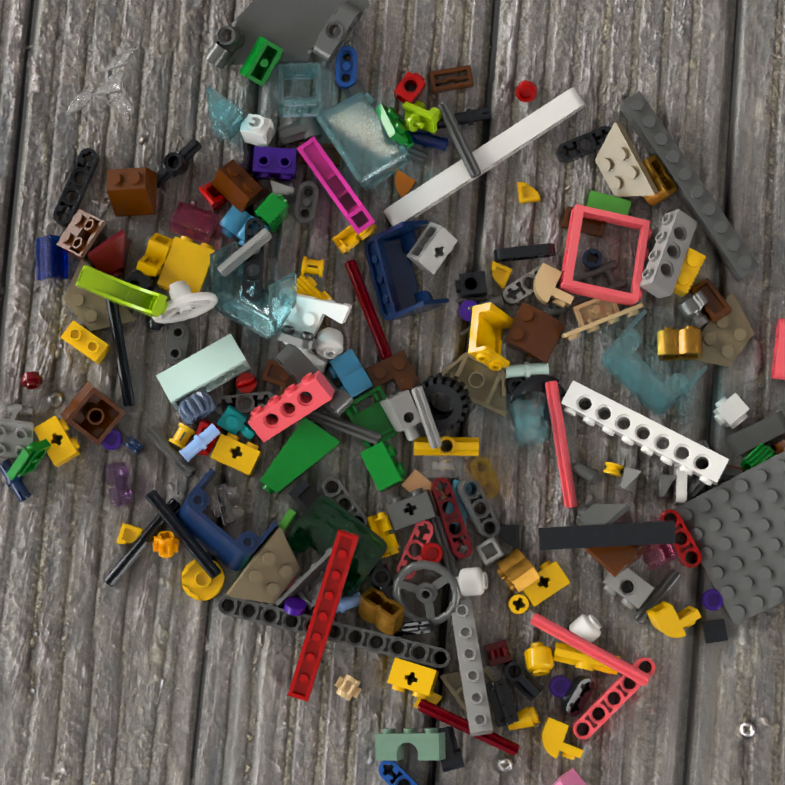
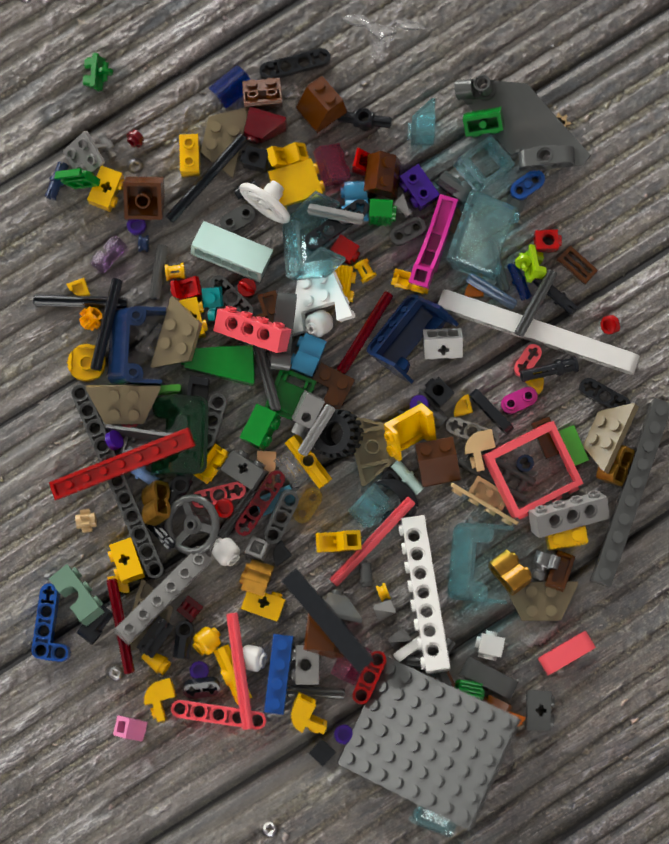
camera: 55 degrees right, 0 degrees up
(122, 292) = (240, 150): lime arch -> none
(196, 407) = (202, 265): sand blue gear -> none
(200, 442) = (178, 286): light blue pin -> none
(244, 478) = (177, 336): none -> dark tan wing
(257, 130) = (432, 157): white brick -> none
(280, 267) = (346, 248): none -> red brick
(300, 339) = (304, 301): dark grey plate -> none
(394, 125) = (509, 250): green plate -> none
(417, 170) = (491, 291): none -> sand blue axle
(508, 186) = (524, 357): none -> coral beam
(524, 600) = (229, 594): yellow bush -> none
(530, 165) = (559, 369): none -> black pin
(532, 220) = (519, 400): none -> dark pink plate
(539, 473) = (338, 541): none -> yellow brick
(617, 617) = (278, 674): none -> blue brick

